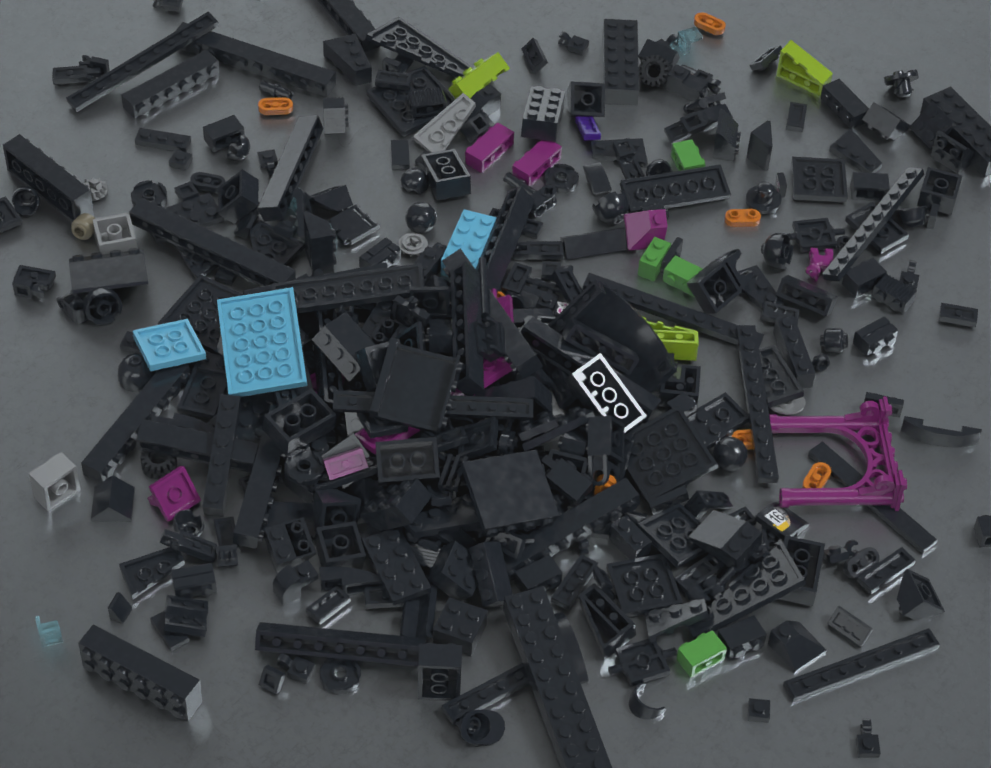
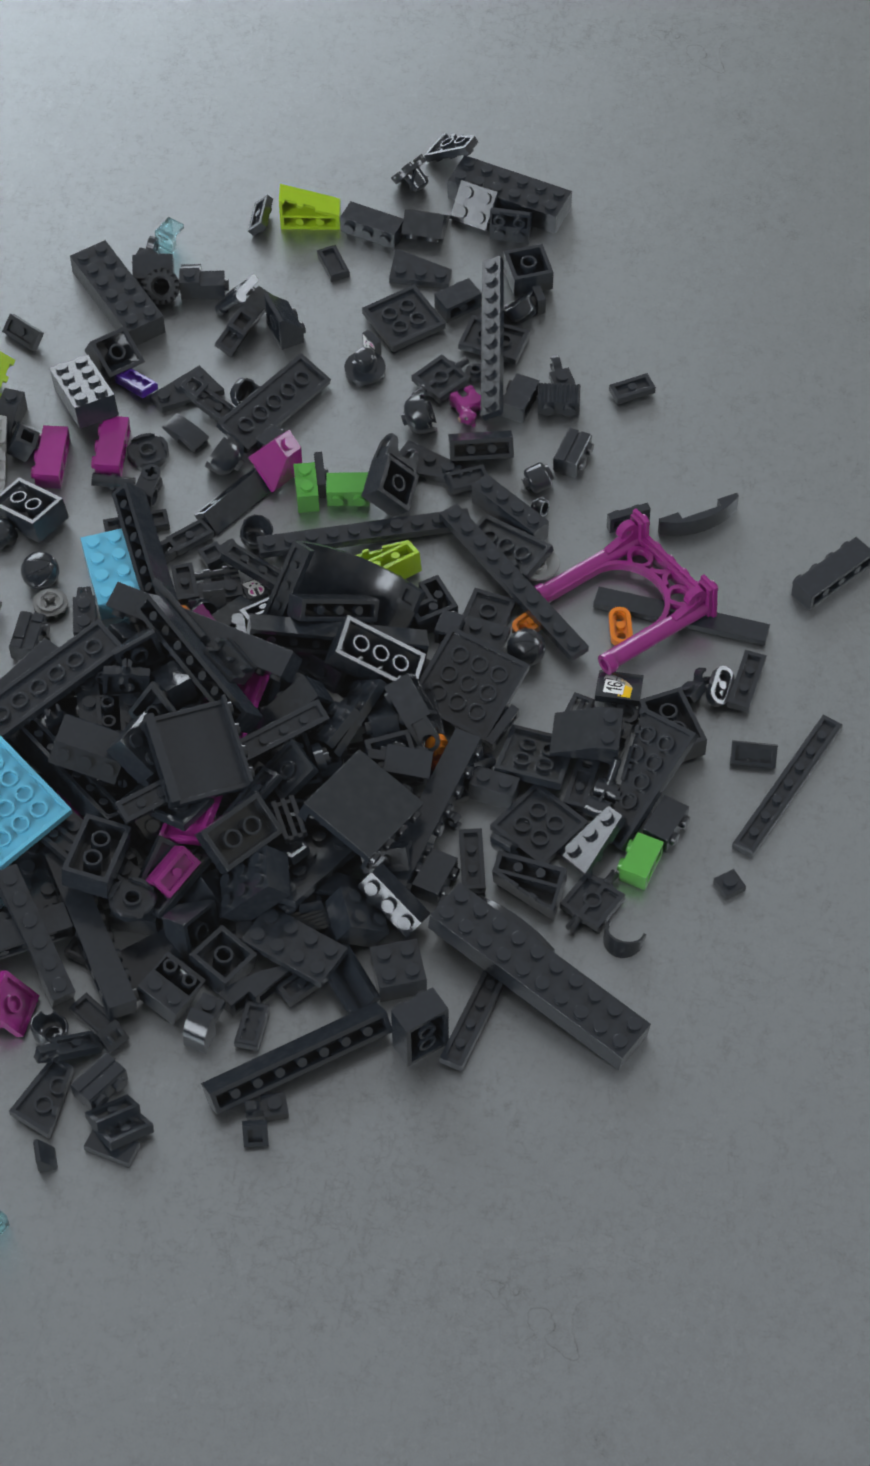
camera: 30 degrees left, 5 degrees up
(140, 672) = (122, 1207): black brick -> none
(344, 684) = (318, 1100): black tile -> none
(481, 726) = (492, 1056): black piece -> none
(575, 44) = (54, 298): black plate -> none
(593, 265) = (253, 527): none -> black hair
(686, 155) = (259, 362): bright green brick -> none
(703, 500) = (536, 707): black bracket -> none
(709, 23) = (176, 206): orange plate -> none
(712, 83) = (230, 269): black plate -> none
(742, 217) = (358, 397): orange plate -> none
(761, 145) = (328, 312): black slope -> none
(795, 644) = (717, 802): black slope -> none
(867, 743) = (845, 857): black plate -> none
(918, 597) = (793, 690): black slope -> none
(945, 77) = (451, 147): none -> black wing

